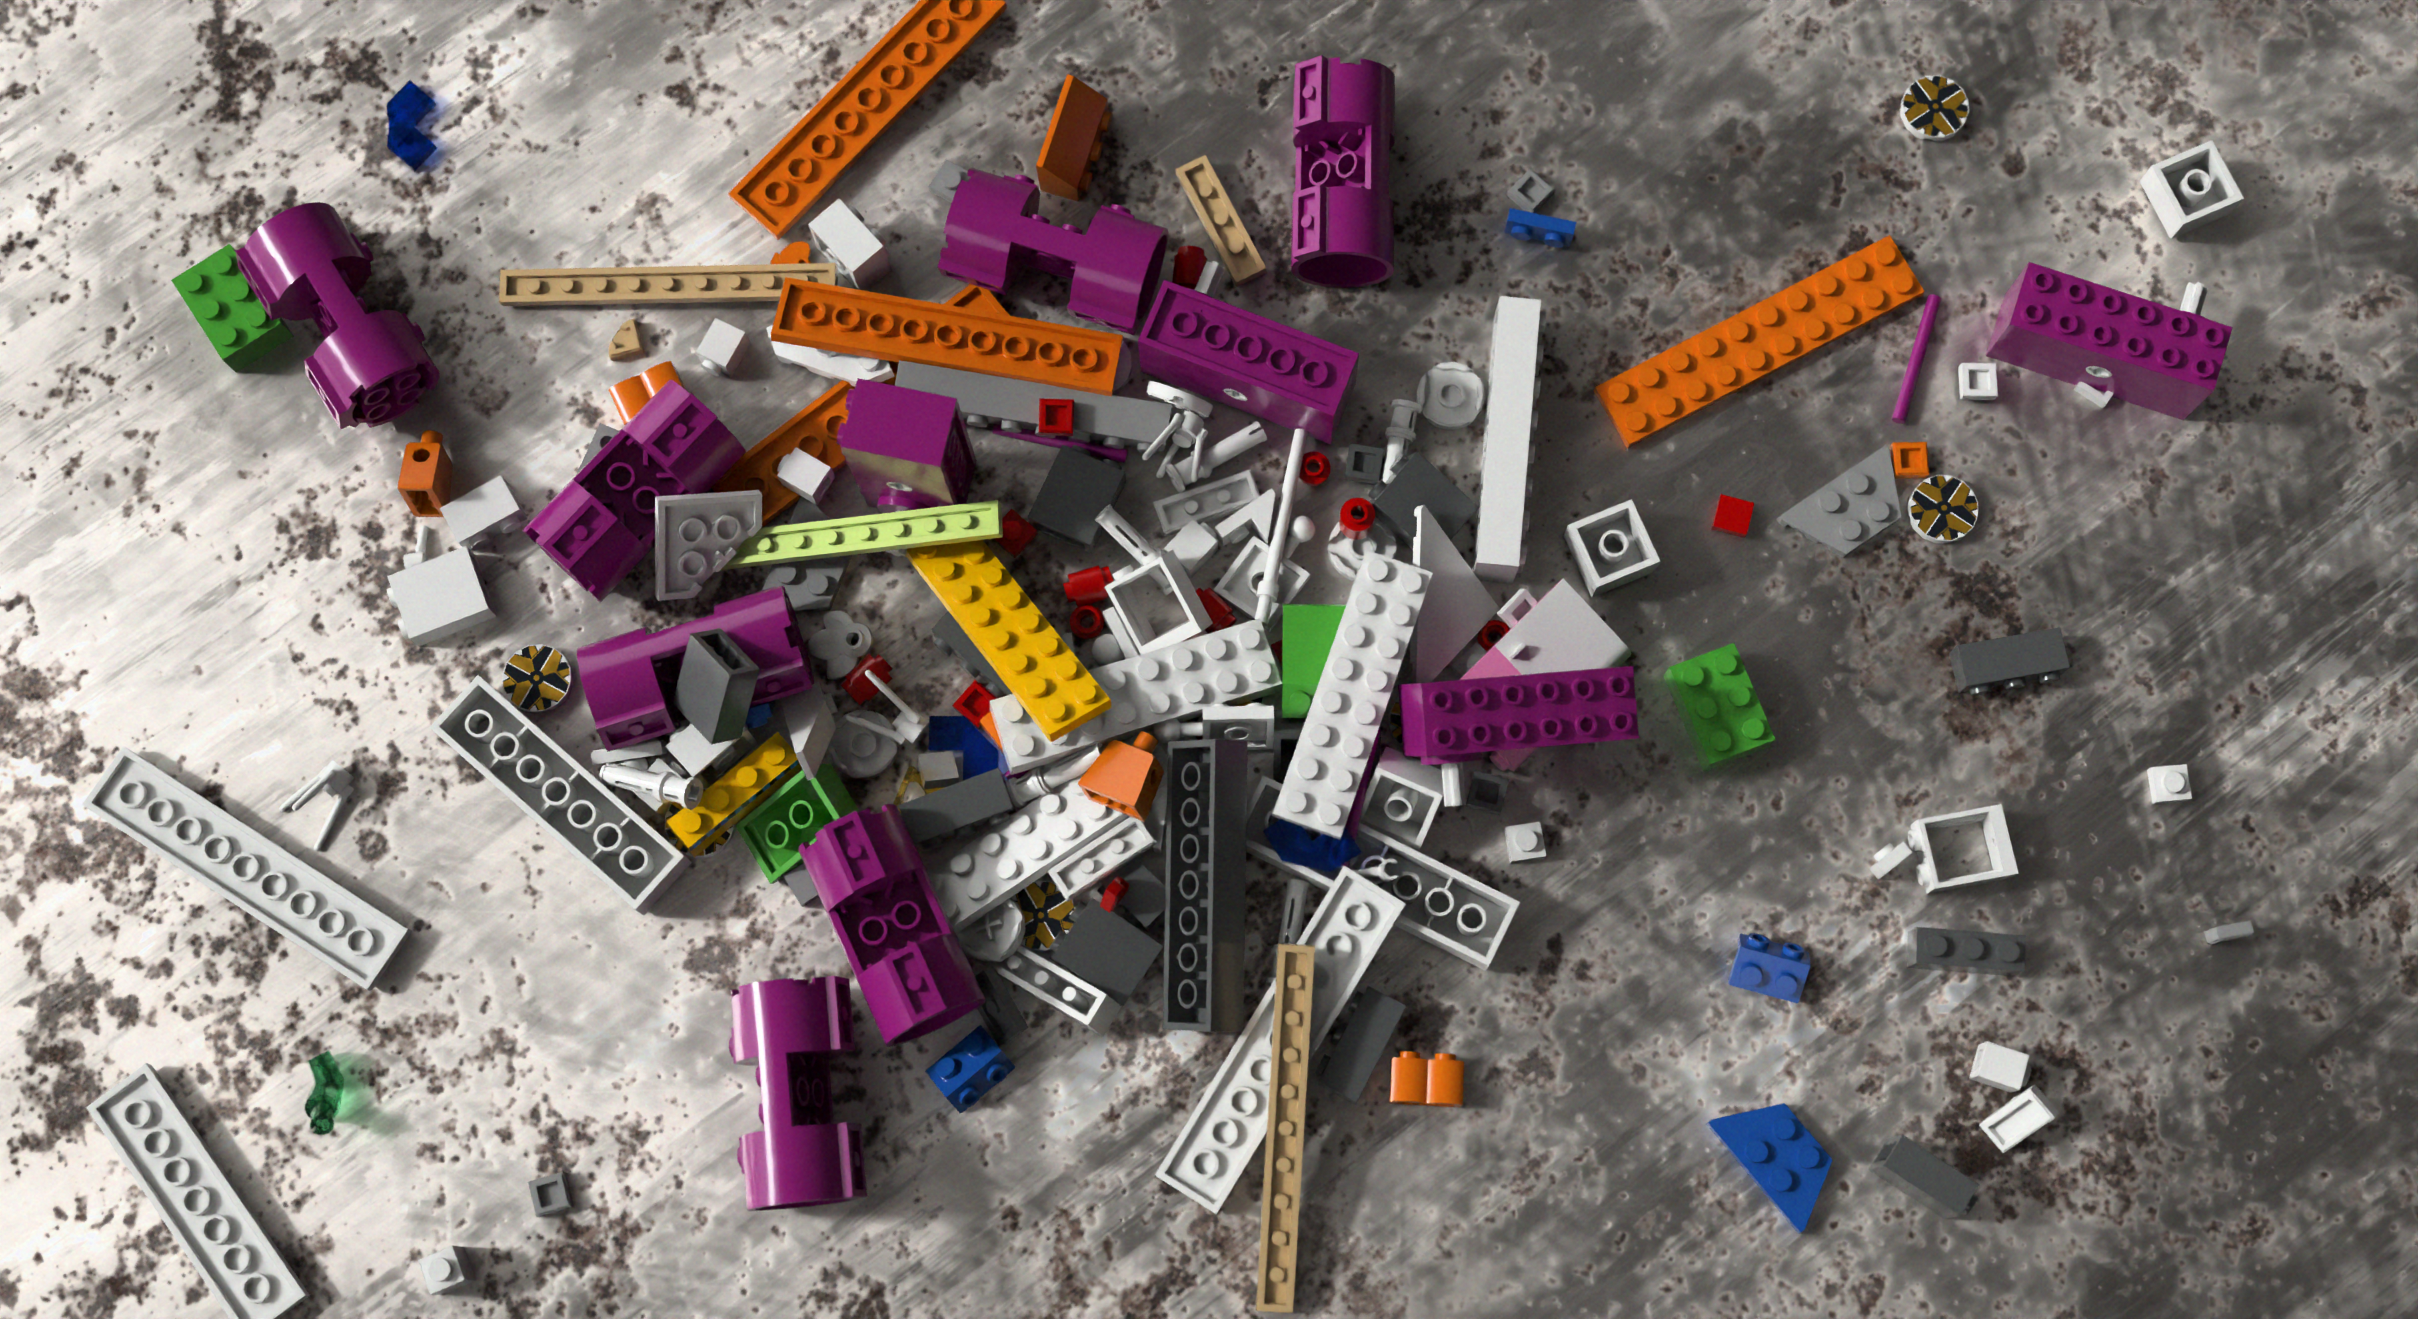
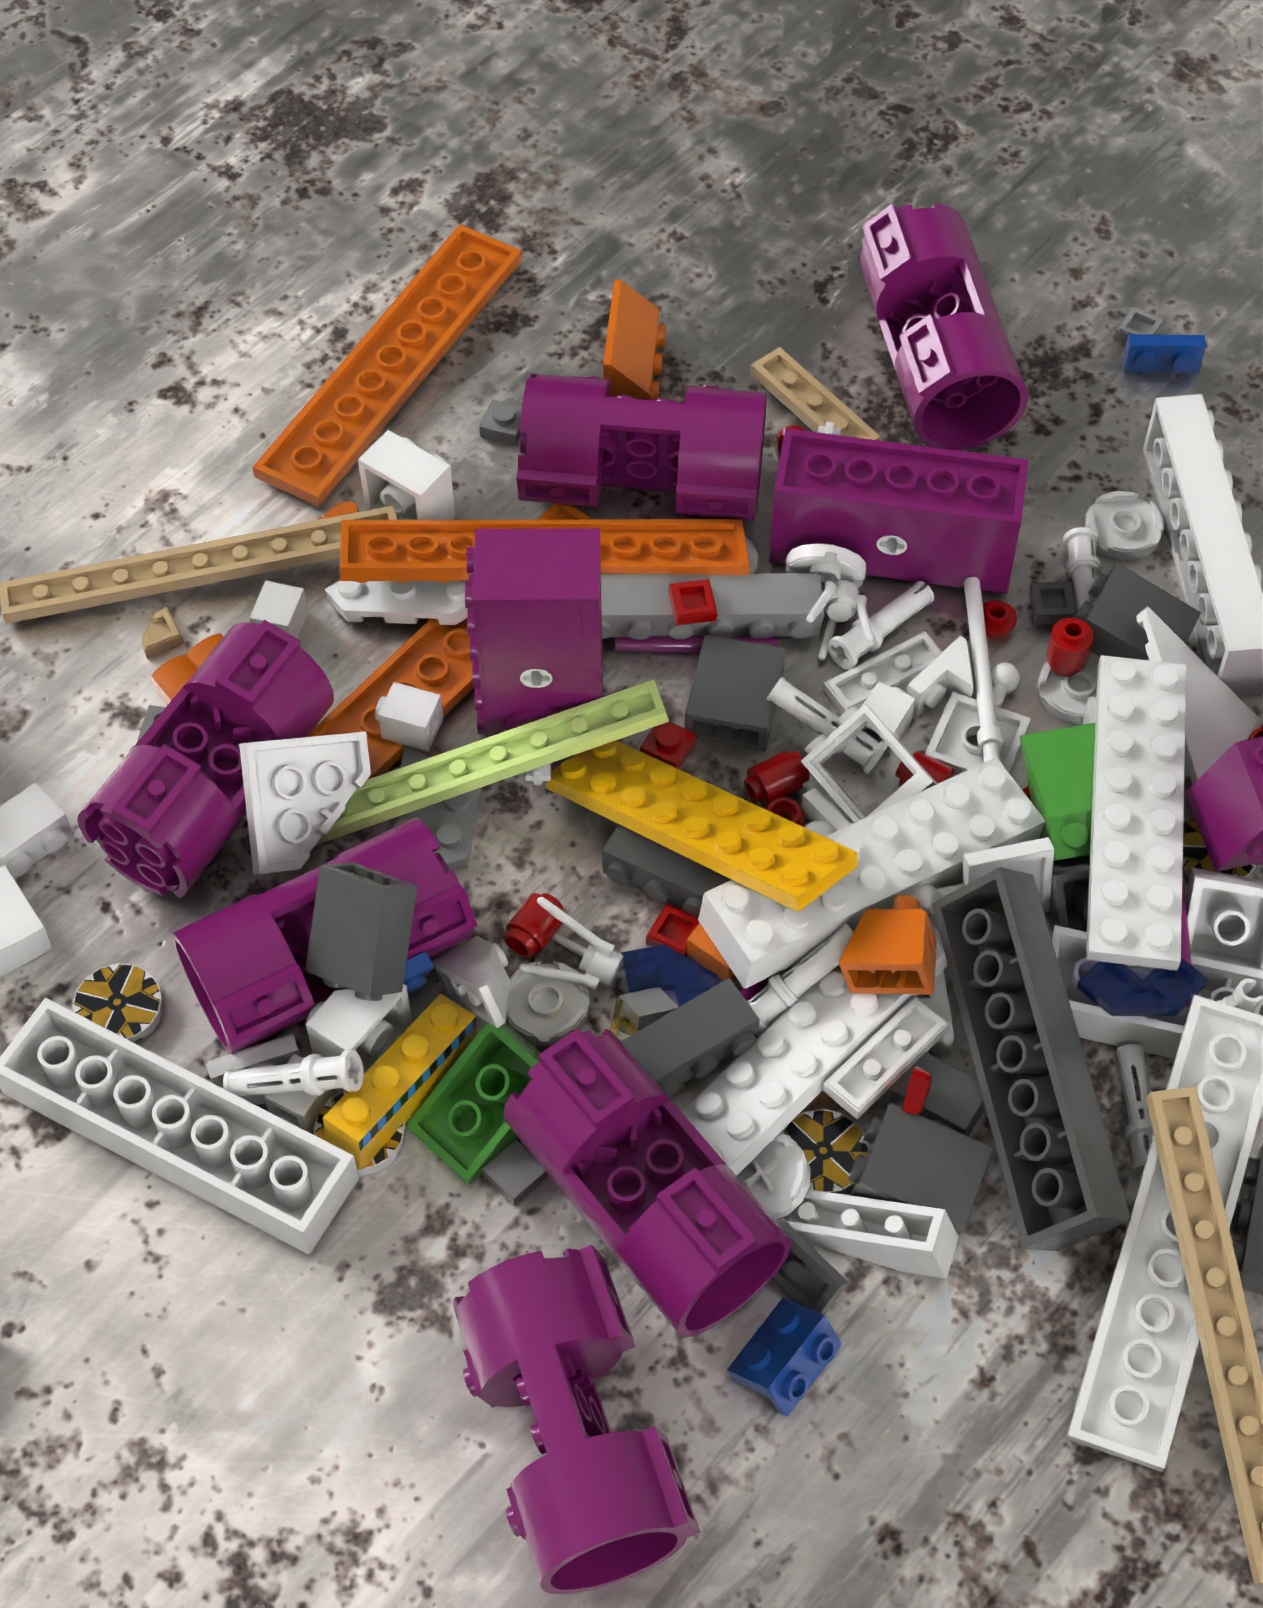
camera: 15 degrees left, 20 degrees down
(836, 646) = (489, 900): white plate -> none

